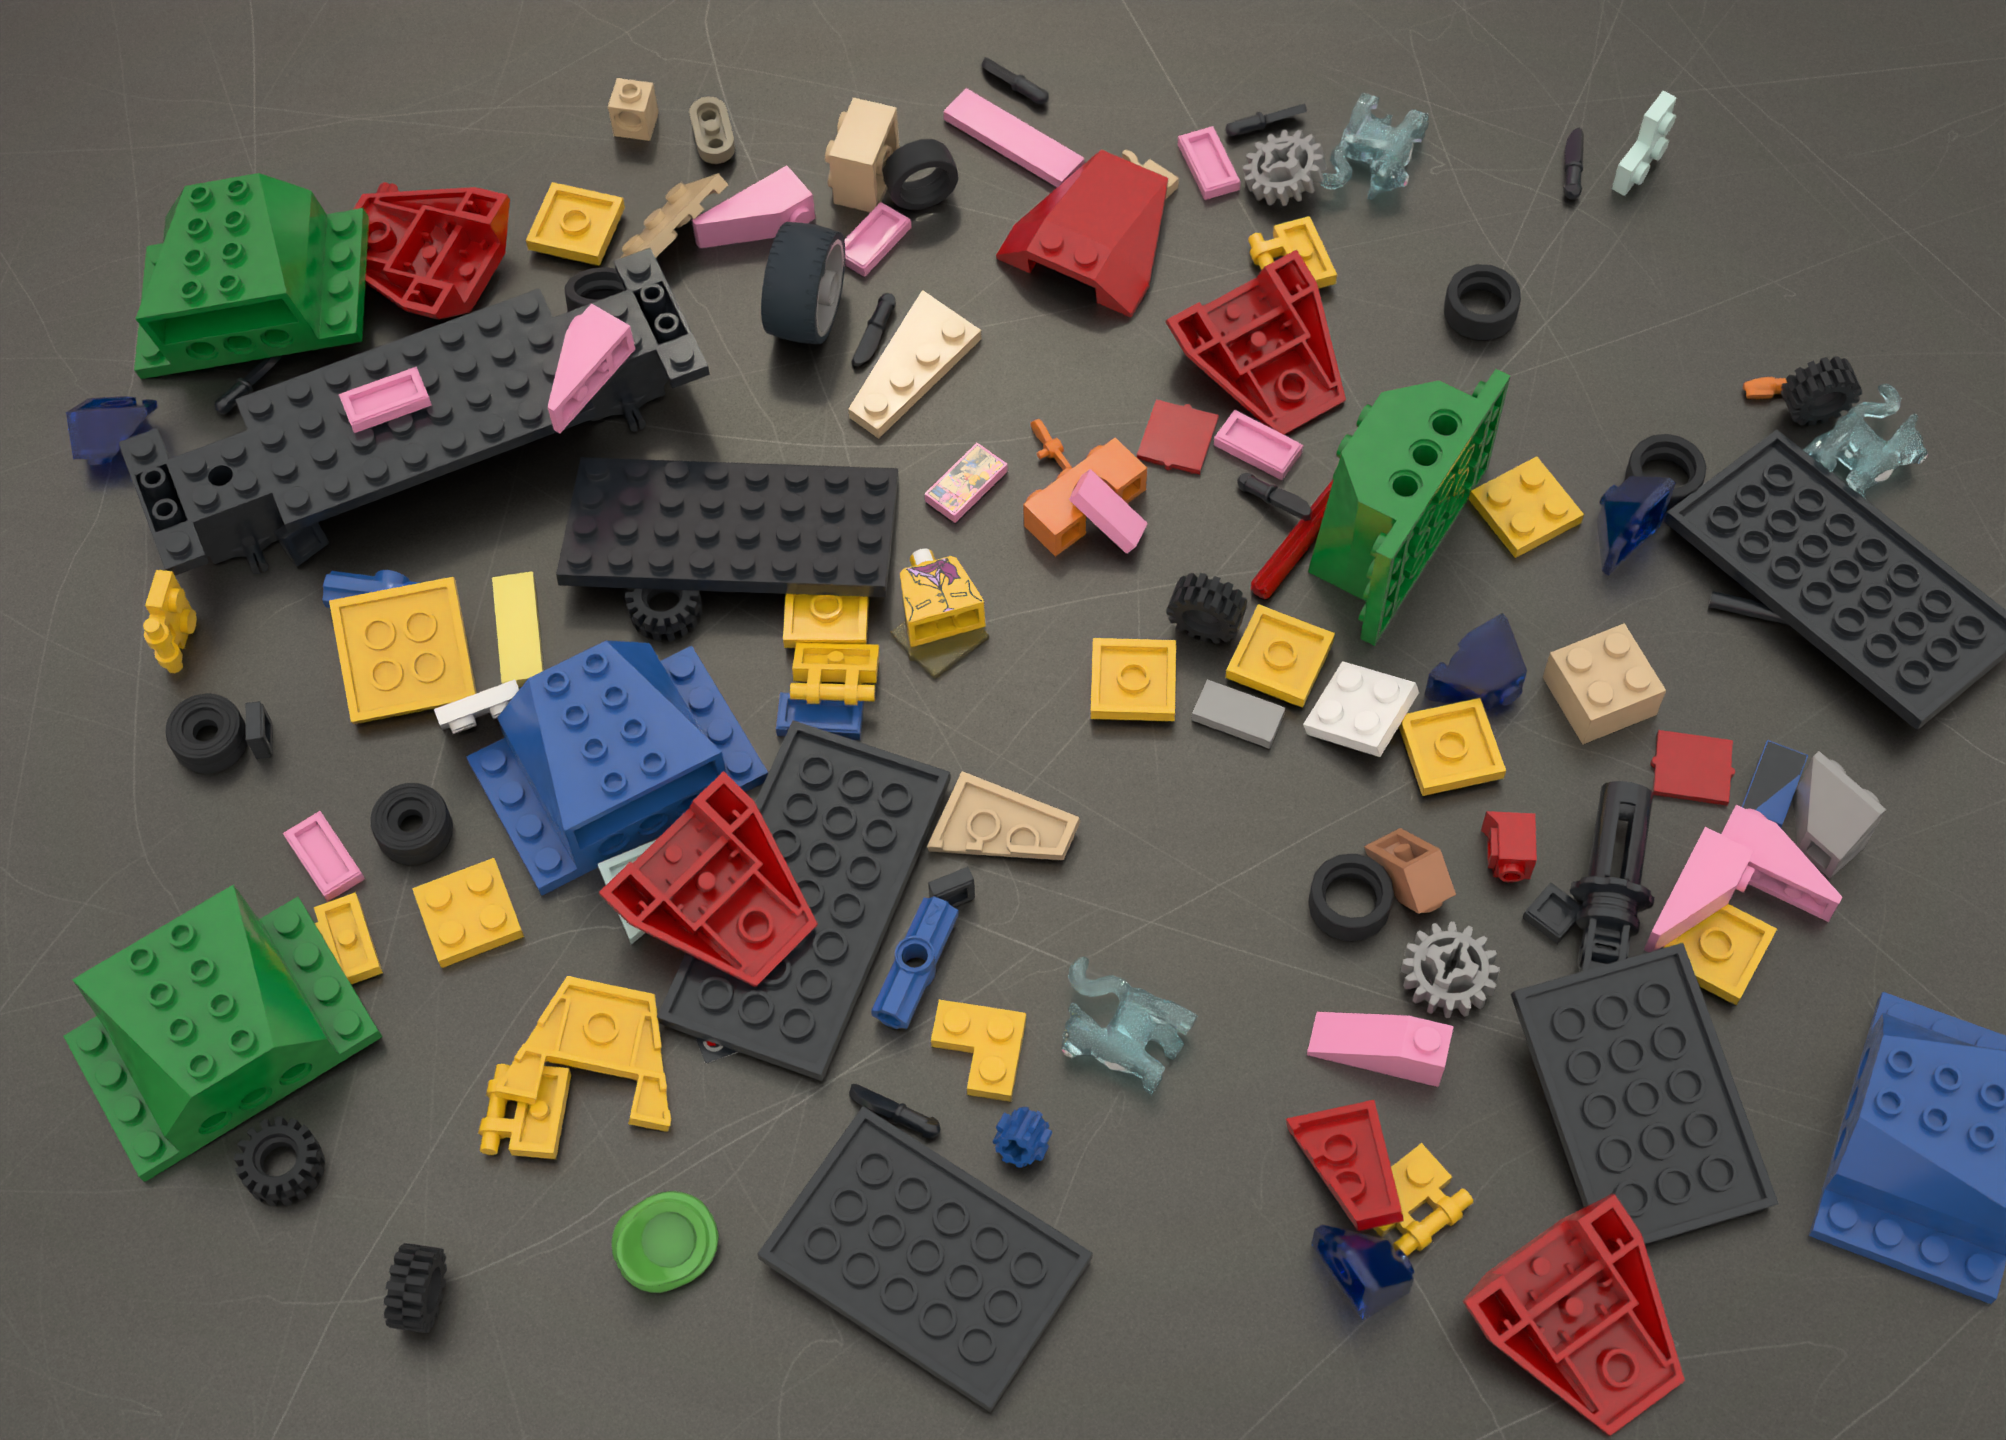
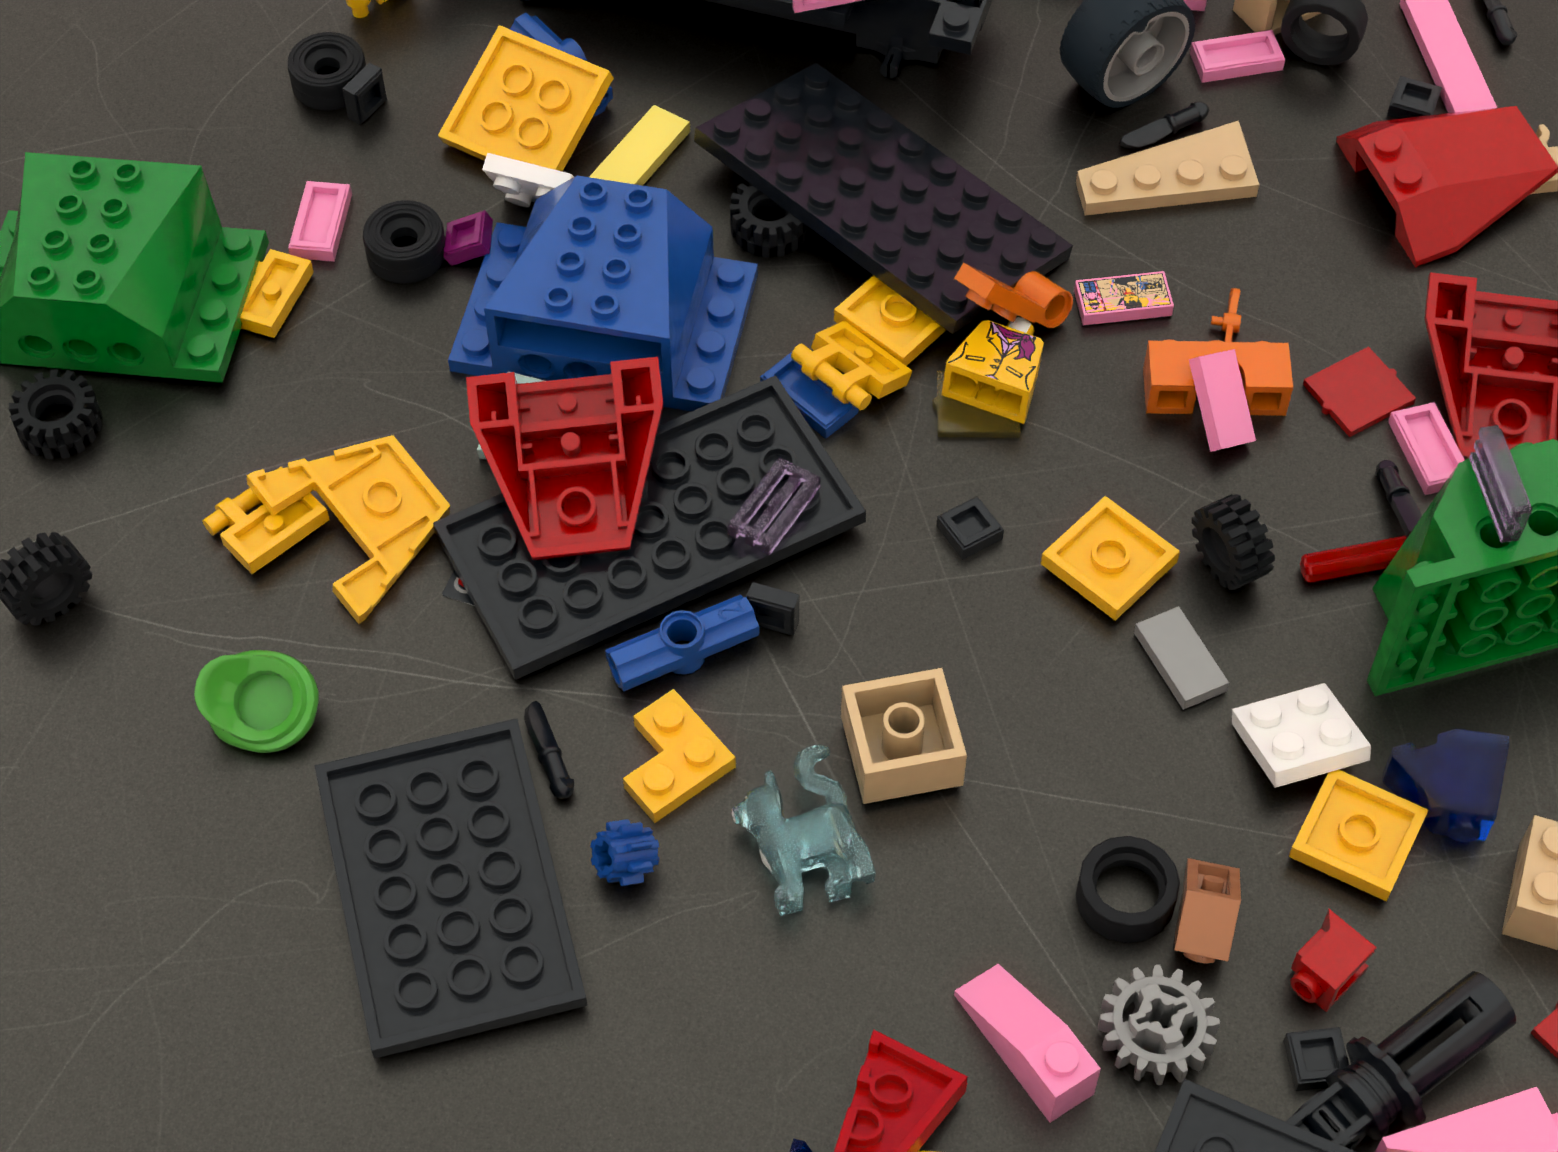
camera: 40 degrees right, 5 degrees down
(457, 784) = (468, 238): none -> magenta tile
(467, 912) = (380, 340): yellow plate -> none
(893, 847) = (755, 534): none -> clear purple tile
(912, 532) = (1031, 298): none -> orange plate
(1000, 822) = (872, 588): tan wing -> none
(1020, 729) = (969, 527): none -> black tile
(1022, 190) = (1413, 99): none -> black tile
(1125, 909) = (903, 735): none -> tan brick
(1280, 655) = (1268, 635): yellow plate -> none
(1386, 449) = (1500, 484): none -> clear purple tile

